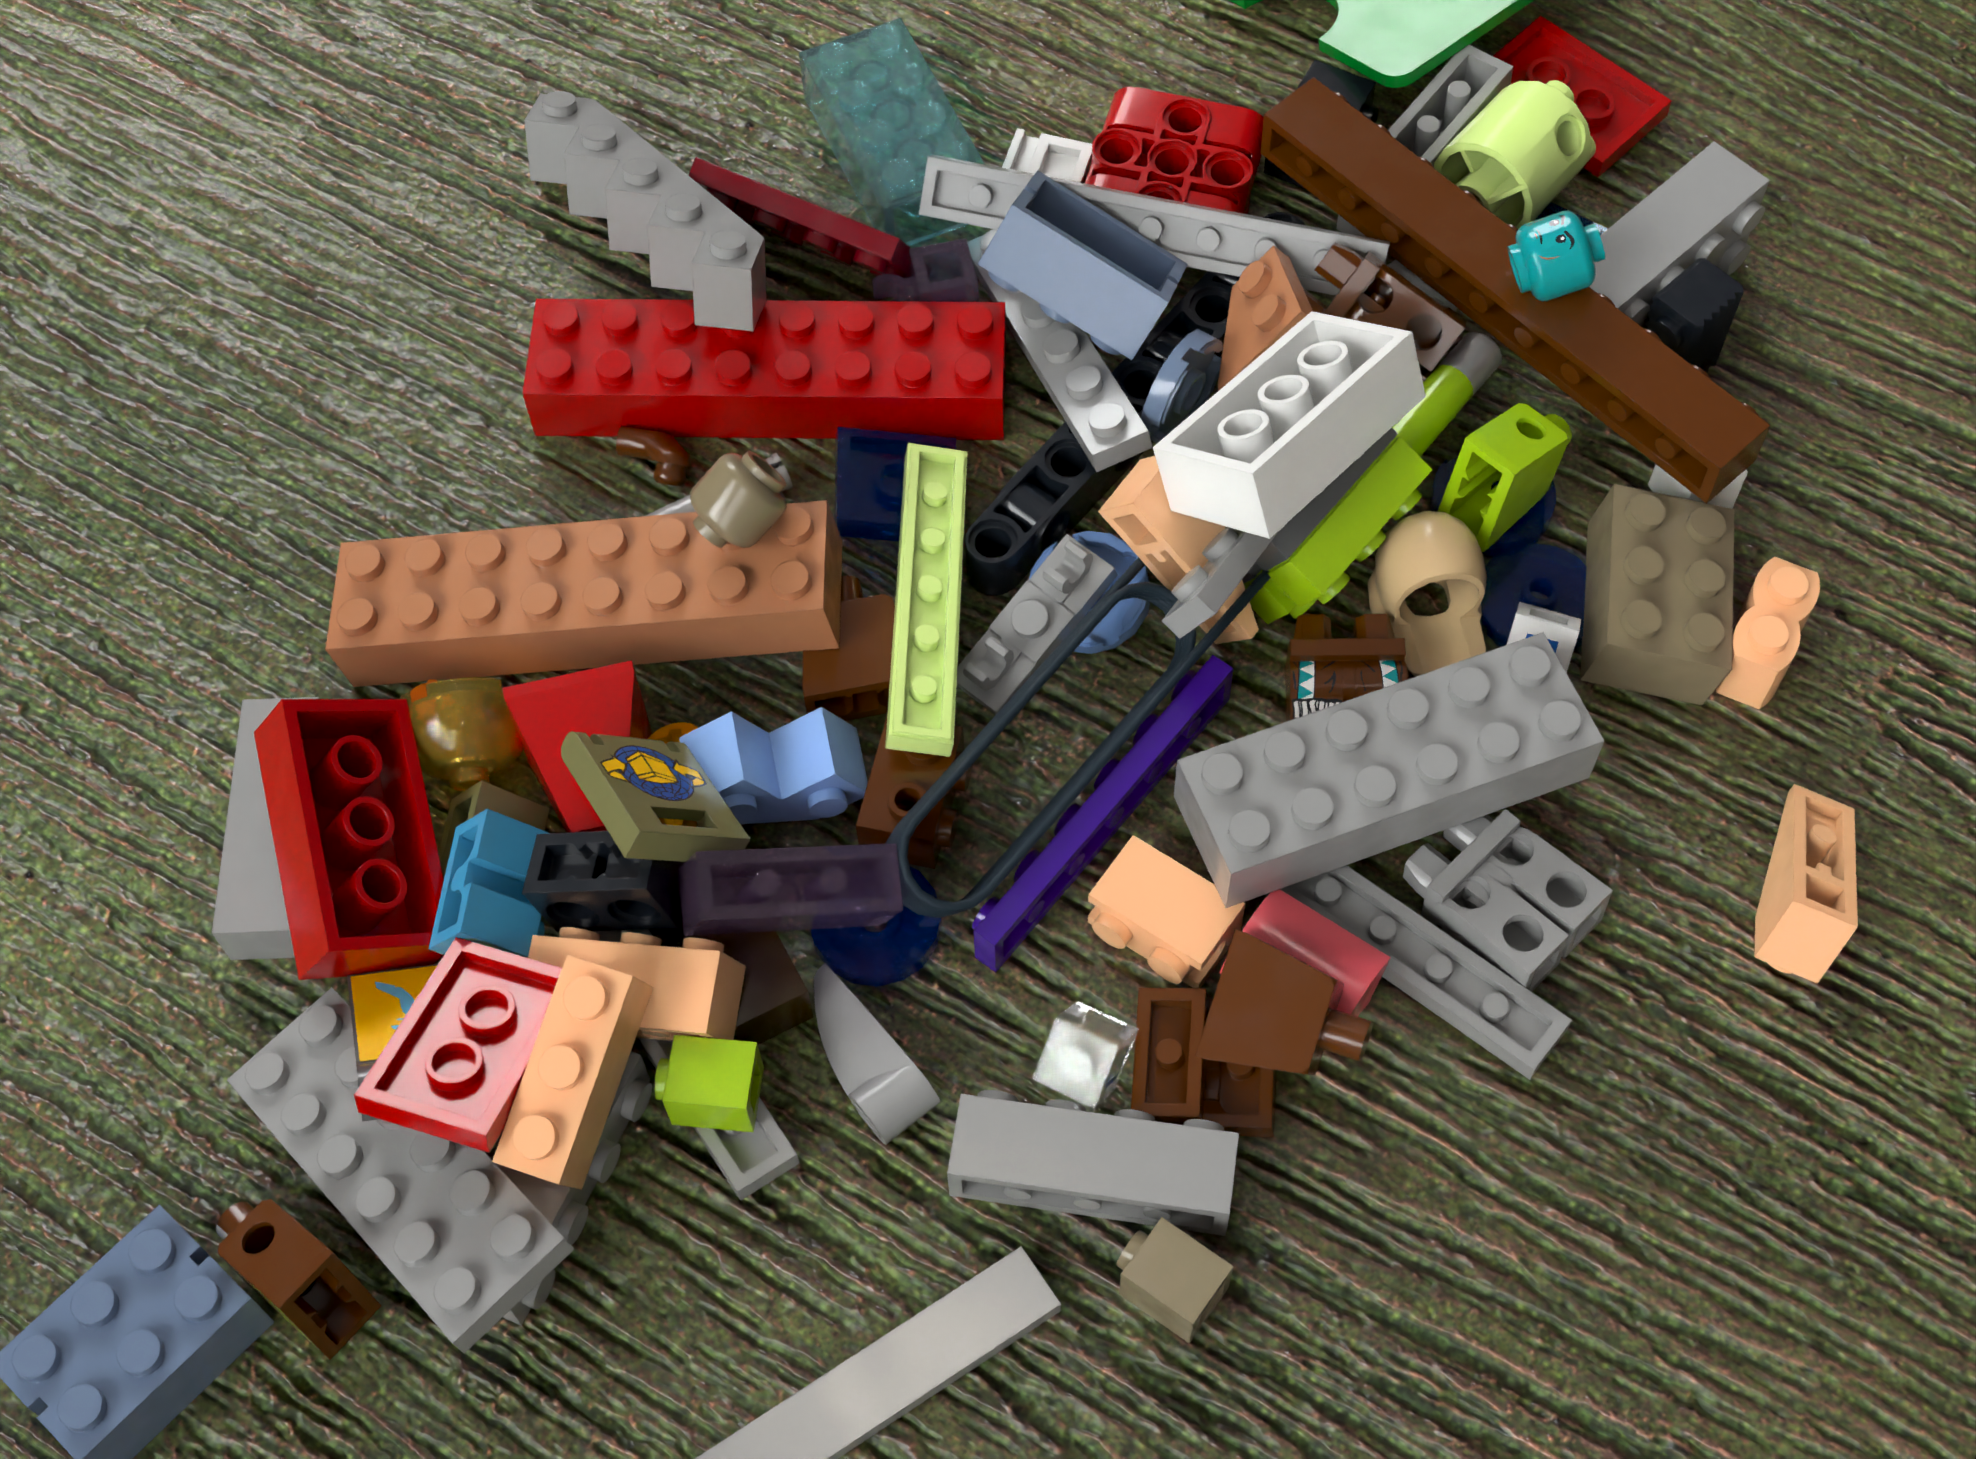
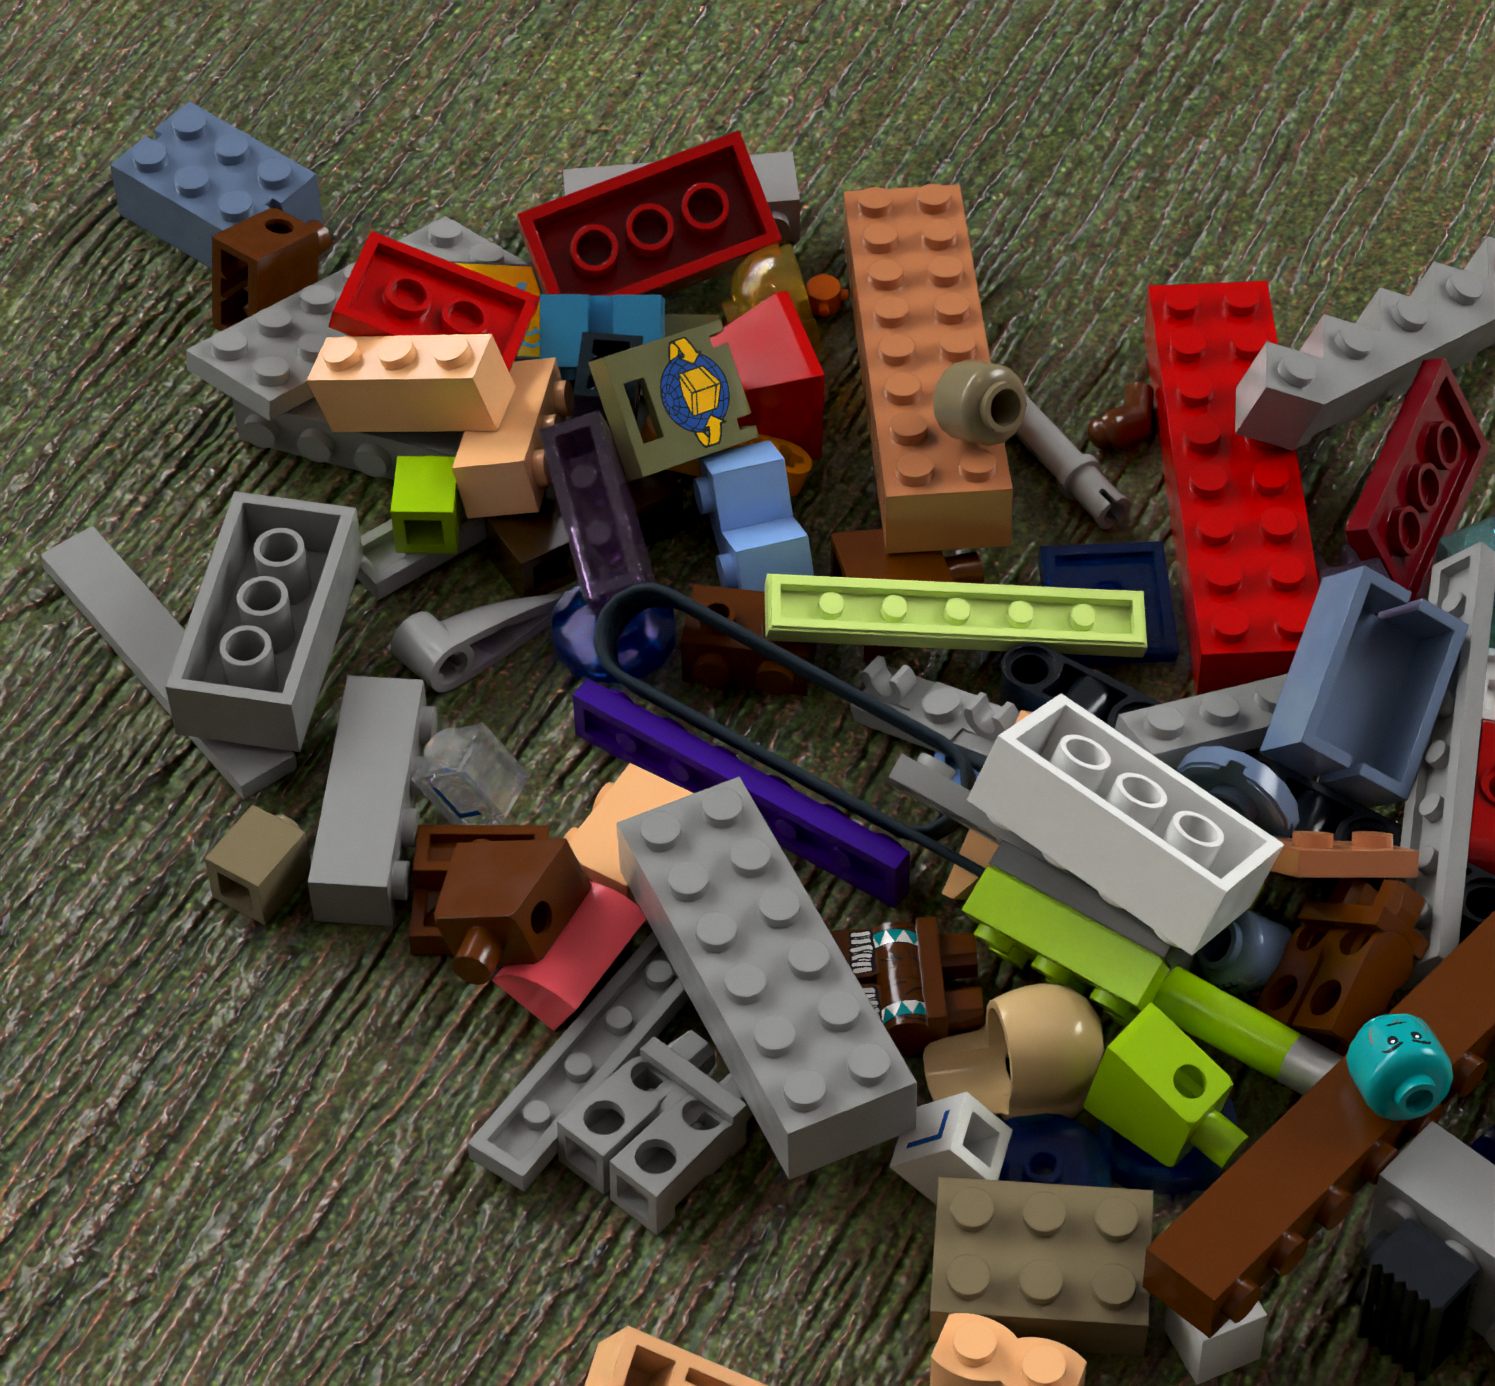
camera: 85 degrees right, 10 degrees down
(870, 1254) = (265, 621): none -> light grey brick

